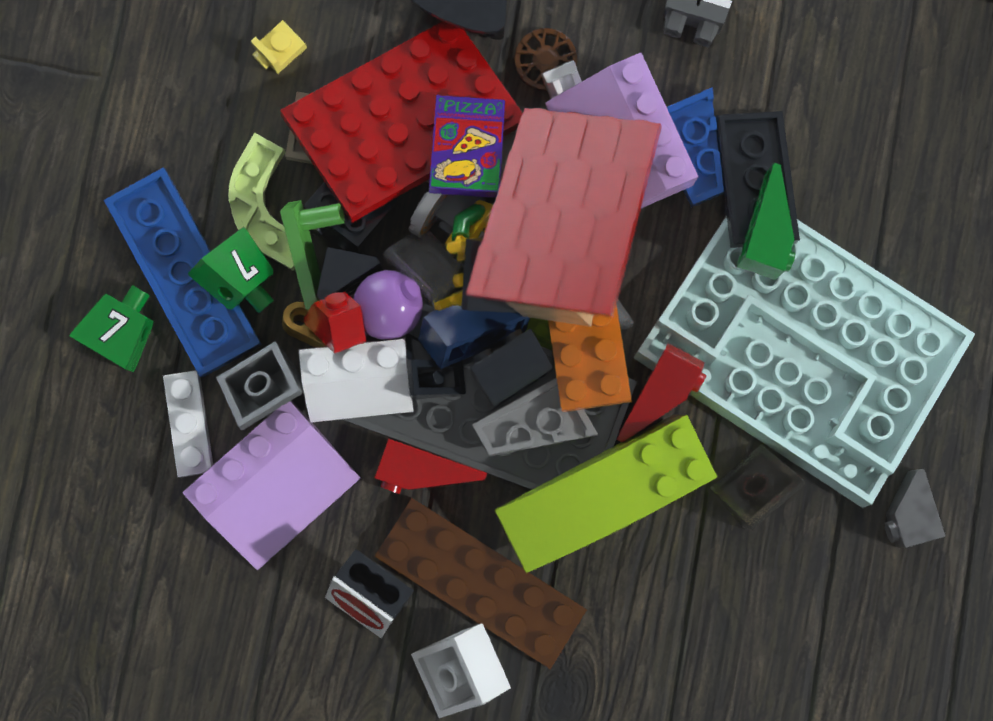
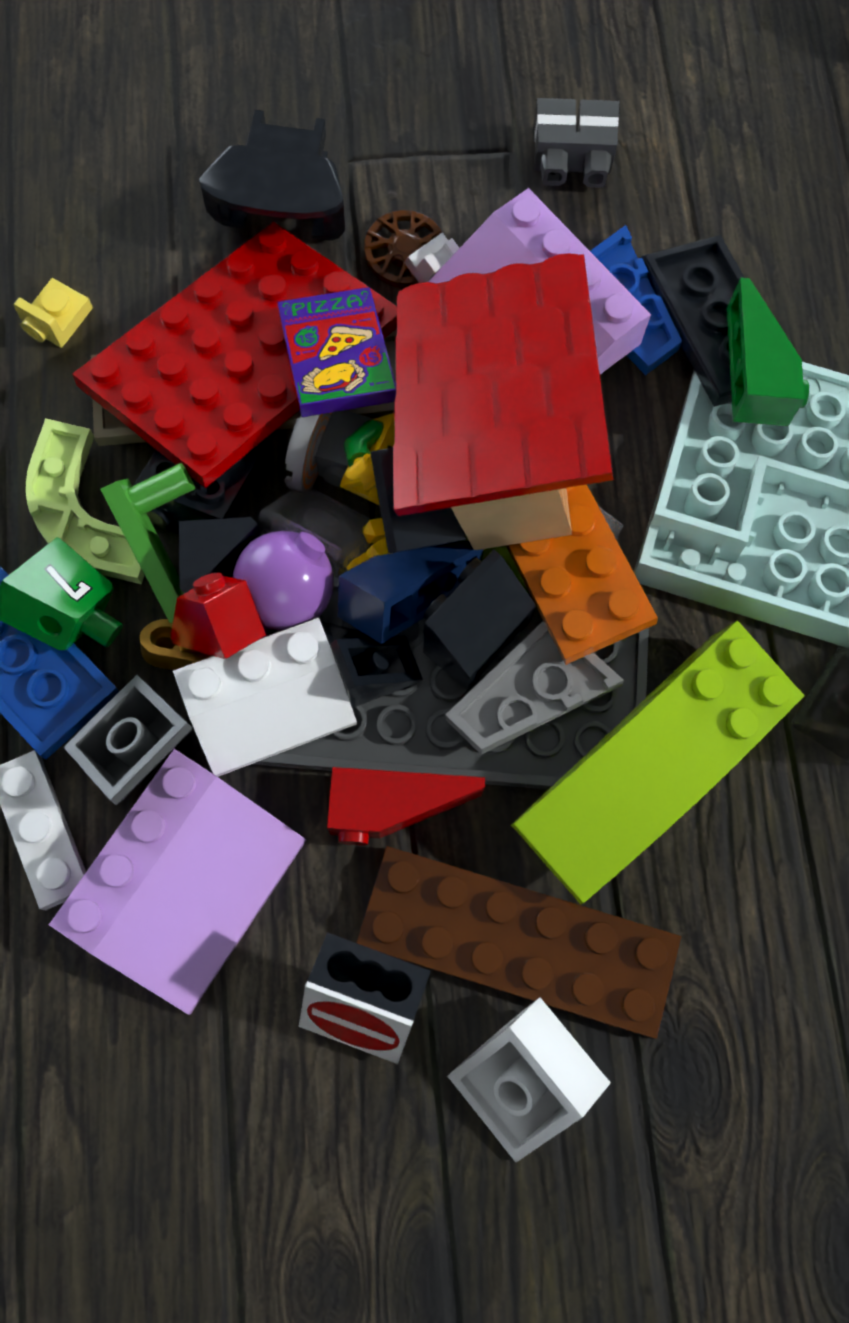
camera: 20 degrees left, 10 degrees down
(666, 388) = (695, 593): red slope -> none

